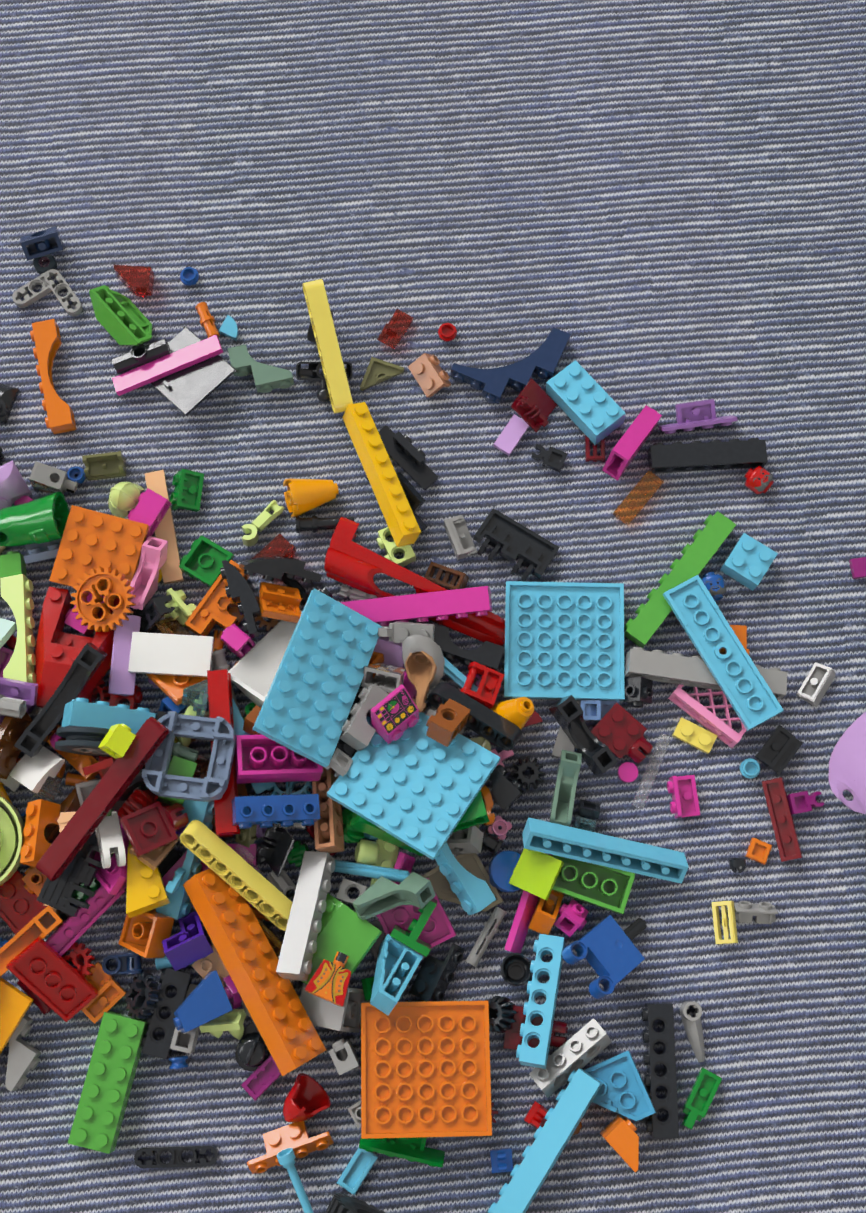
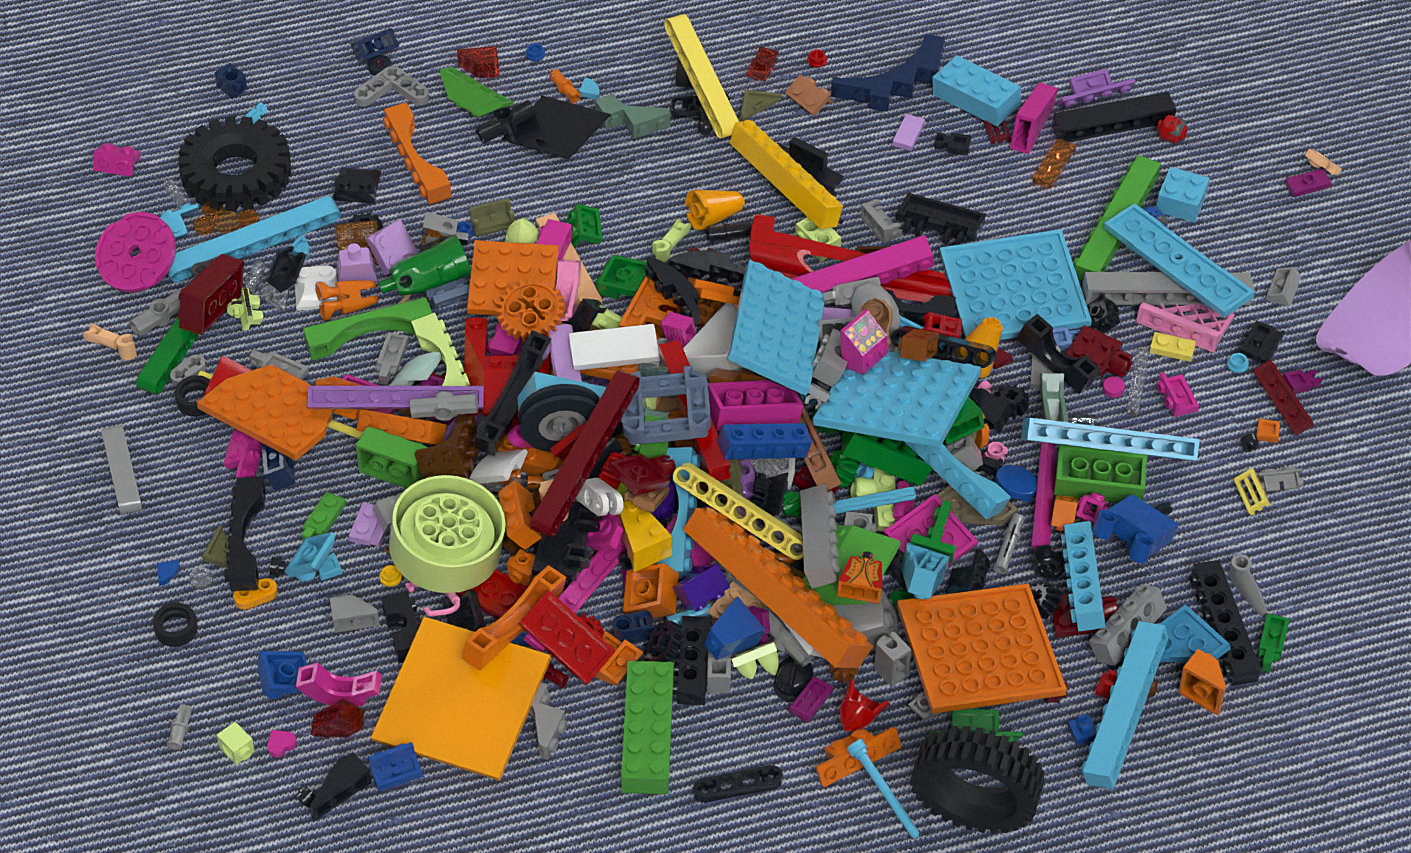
camera: 10 degrees left, 25 degrees down
(117, 740) = (591, 391): neon yellow brick -> none
(167, 365) = (535, 124): tile -> none
(174, 885) = (674, 528): medium azure tile -> none
(178, 1062) = (716, 700): blue bush -> none
(387, 895) = (903, 504): sand green arch -> none
(534, 405) = (925, 102): dark red hinge -> none
(536, 873) = (1045, 468): lime tile -> none

